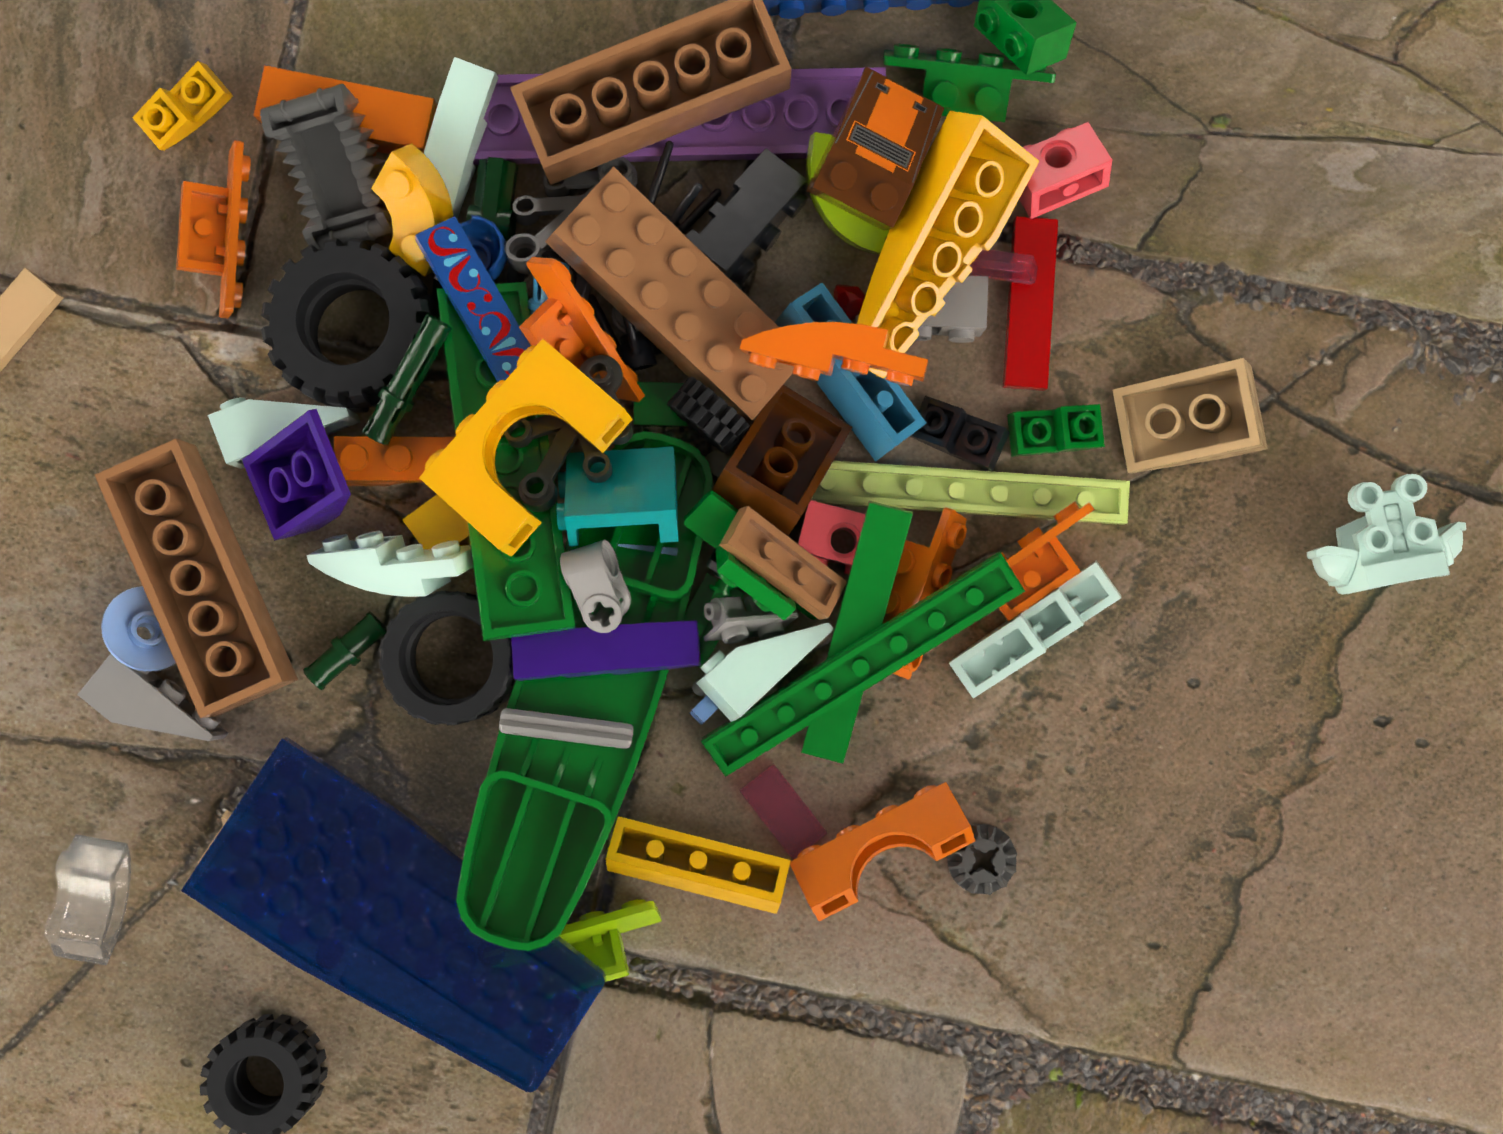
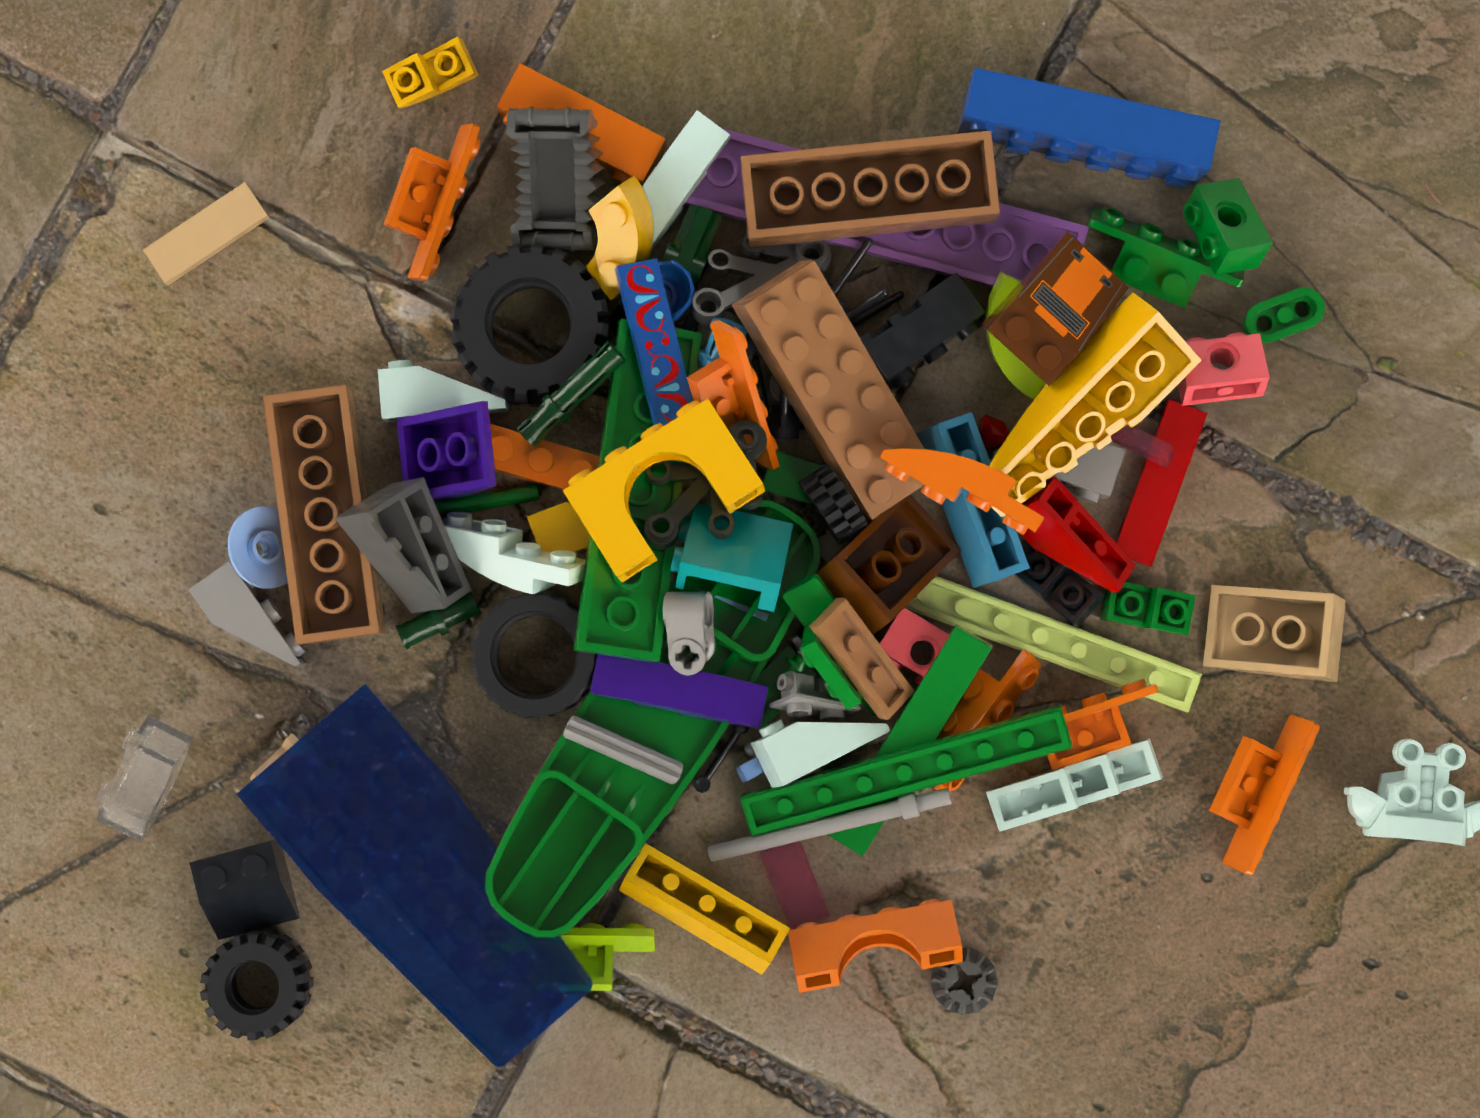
camera: 15 degrees right, 0 degrees up
(225, 983) = (245, 889): none -> black slope
(286, 583) = (408, 545): none -> dark grey wedge
(338, 527) = (488, 500): none -> green bar
(662, 737) = (703, 782): none -> black hinge
(874, 700) = (907, 805): none -> light grey bar
(964, 381) = (1076, 538): none -> red slope
(1102, 101) = (1282, 317): none -> green plate
(1222, 577) = (1258, 789): none -> orange bracket

